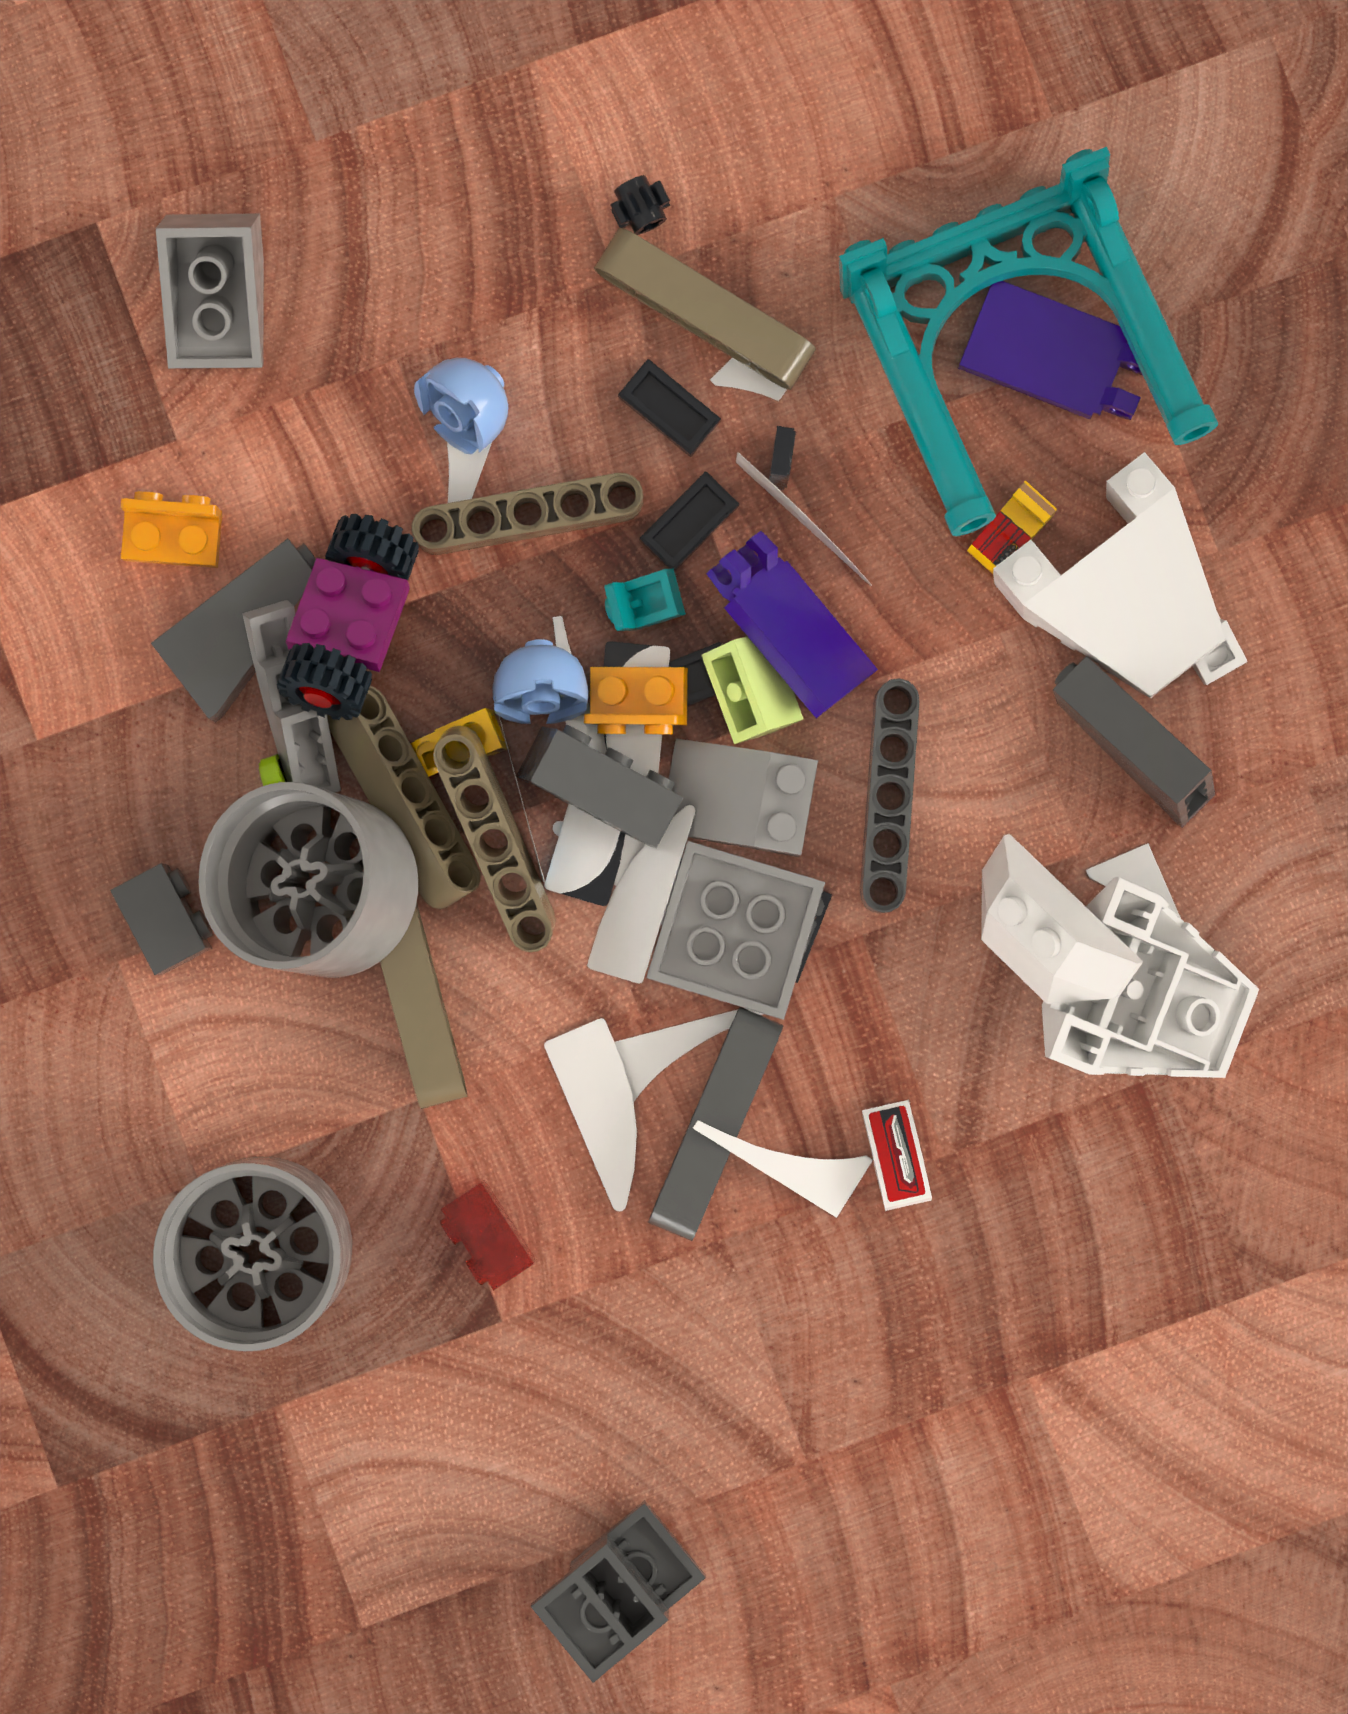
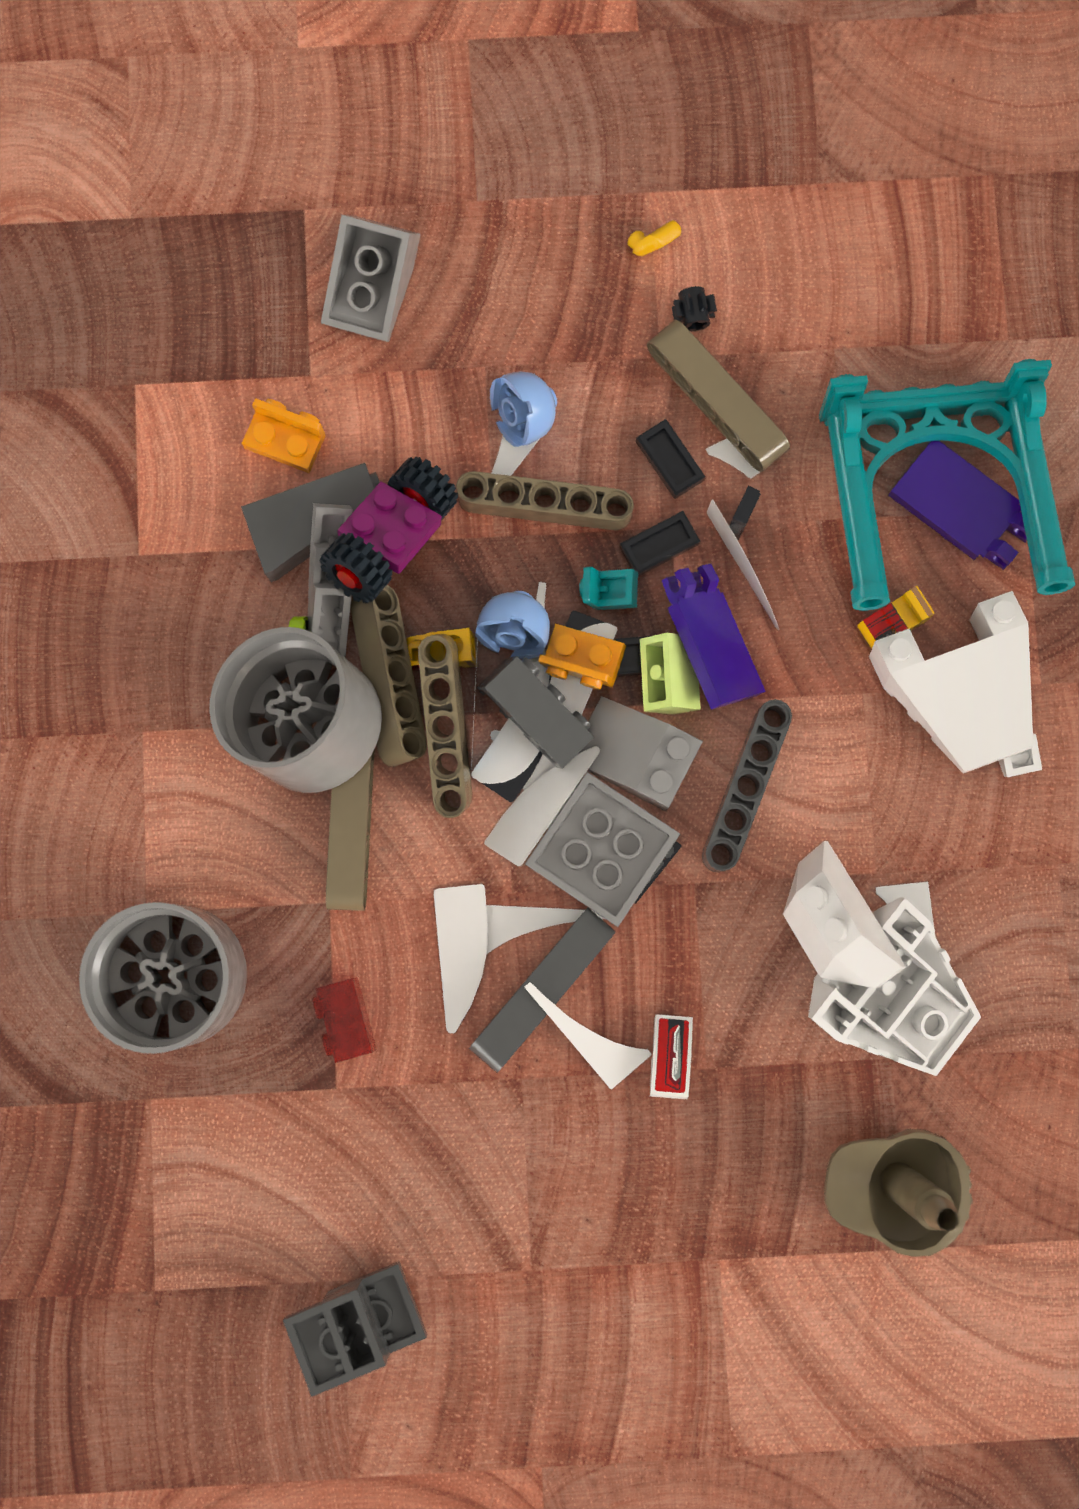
camera: 20 degrees right, 5 degrees down
(162, 918) = (183, 709): dark grey brick -> none
(564, 126) = (657, 239): none -> yellow arm
(1135, 740) = (943, 802): dark grey slope -> none
(1216, 1227) = (900, 1190): none -> dark tan piece

